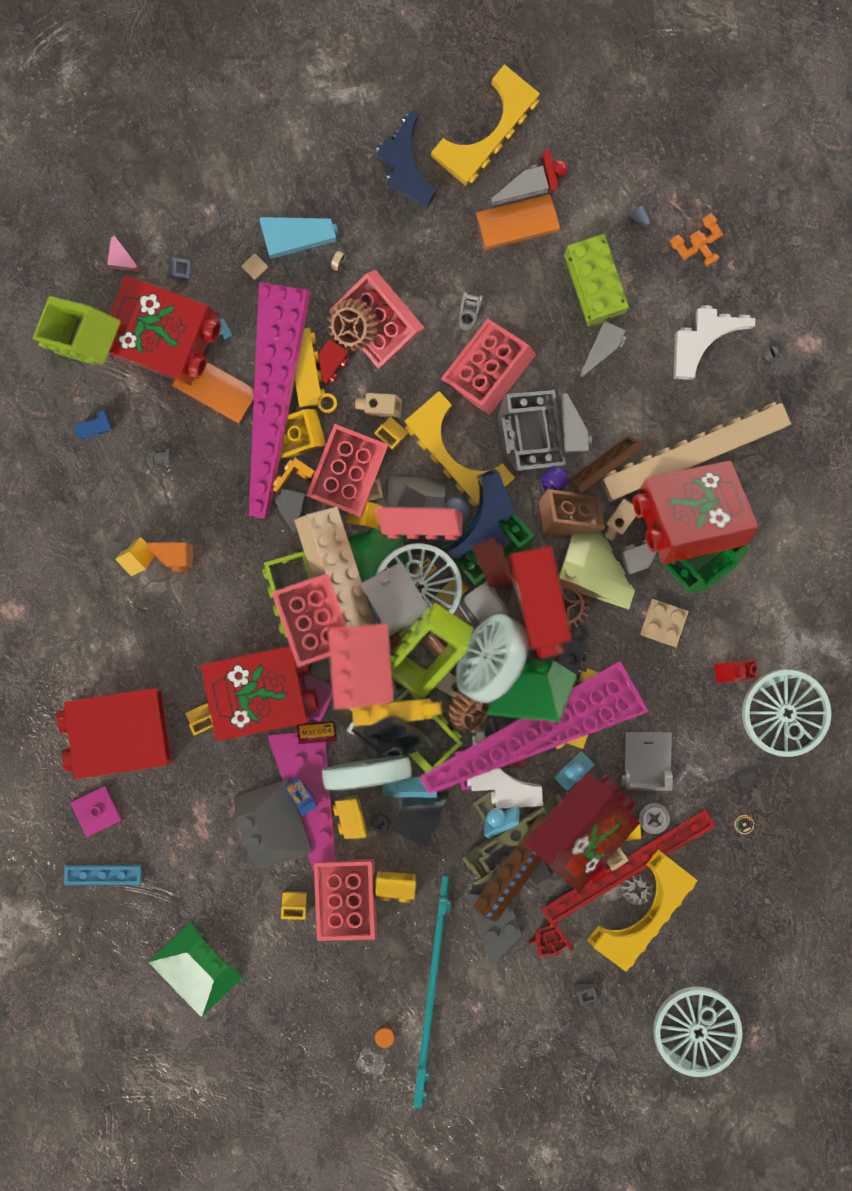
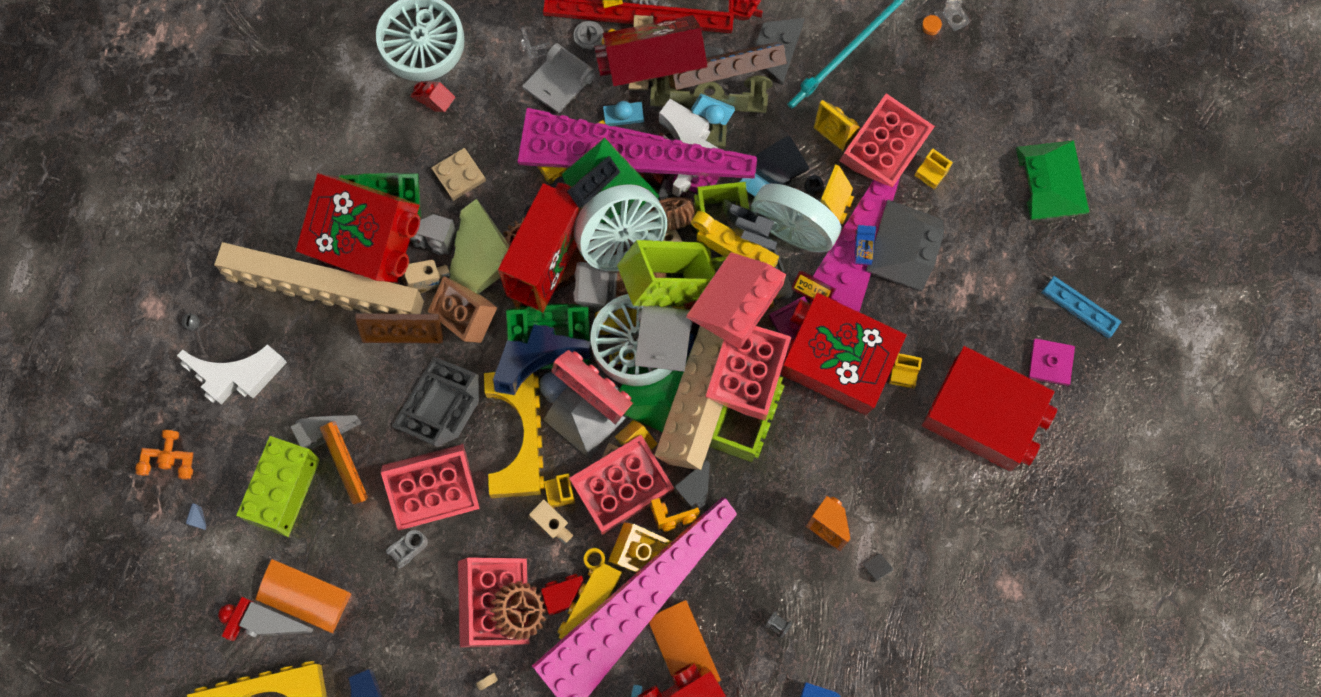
camera: 140 degrees left, 15 degrees down
(135, 557) = (864, 548): yellow piece -> none
(494, 563) = (558, 309): clear red slope -> none
(535, 674) = (593, 182): none -> black tile
(554, 478) = (452, 349): dark purple head -> none
(562, 333) = (343, 462): none -> orange slope
(574, 430) = (403, 377): light grey slope -> none

